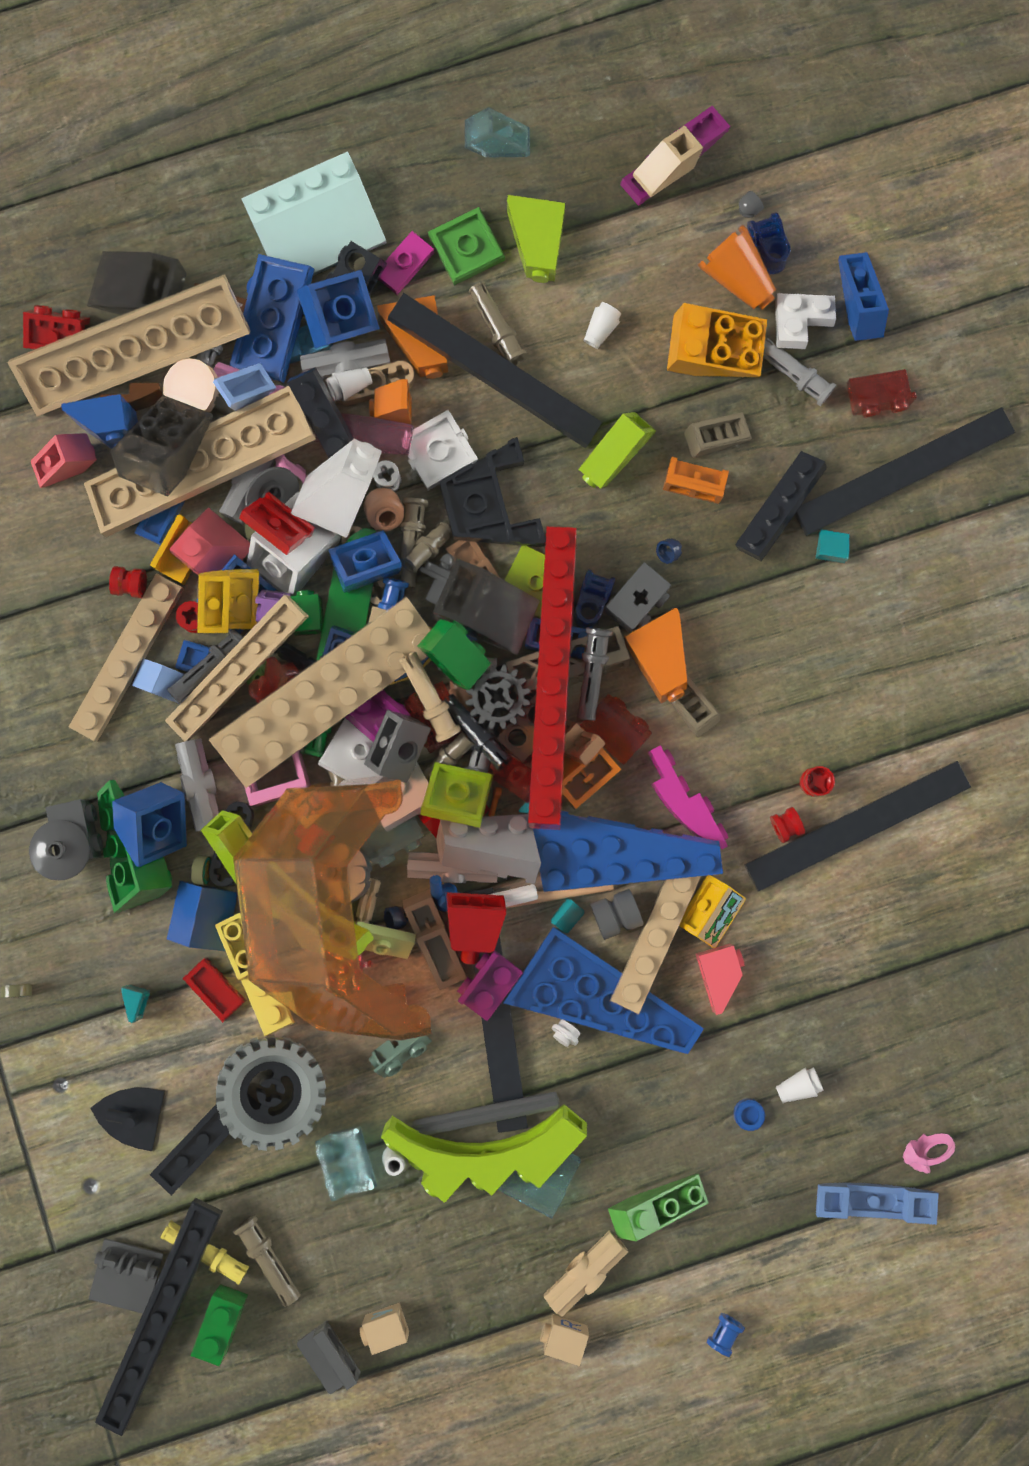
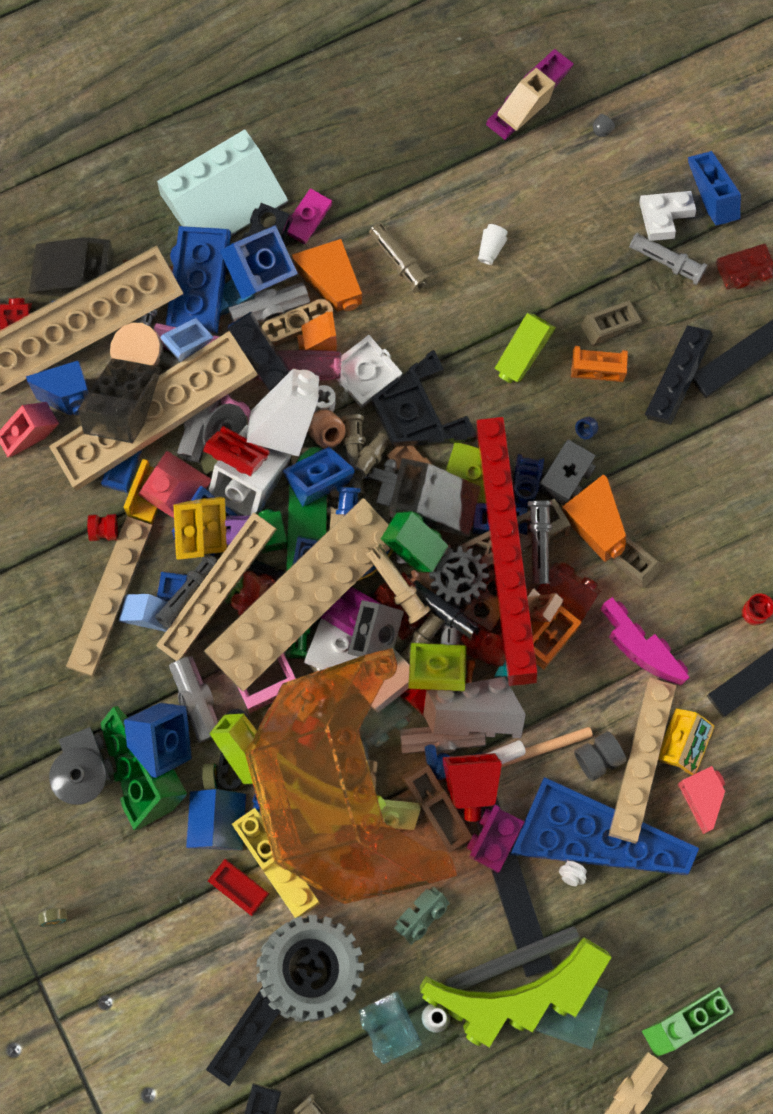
camera: 15 degrees left, 10 degrees down
(131, 1116) = (177, 1020): black shield -> none
(135, 1001) = (167, 908): teal slope -> none
(141, 395) = (93, 361): reddish brown slope -> none
(182, 616) = (167, 555): red wheel -> none
(347, 383) = (278, 323): white cone -> none
(395, 918) = (396, 791): dark blue hinge -> none
(466, 246) = (360, 194): bright green tile -> none
(494, 370) = (405, 295): black tile -> none
(496, 135) = (371, 98): clear light blue slope -> none
(537, 233) = (421, 176): lime slope -> none
(567, 915) = (555, 765): teal slope -> none
(614, 853) = (583, 700): blue wing -> none
(716, 343) = (595, 244): light orange slope -> none
(741, 270) = (605, 180): orange cone -> none
(749, 1114) = (755, 923): blue tile -> none
(770, 238) = (625, 150): clear blue piece -> none
(787, 824) = (739, 652): red wheel -> none
(833, 546) = (731, 403): teal slope -> none

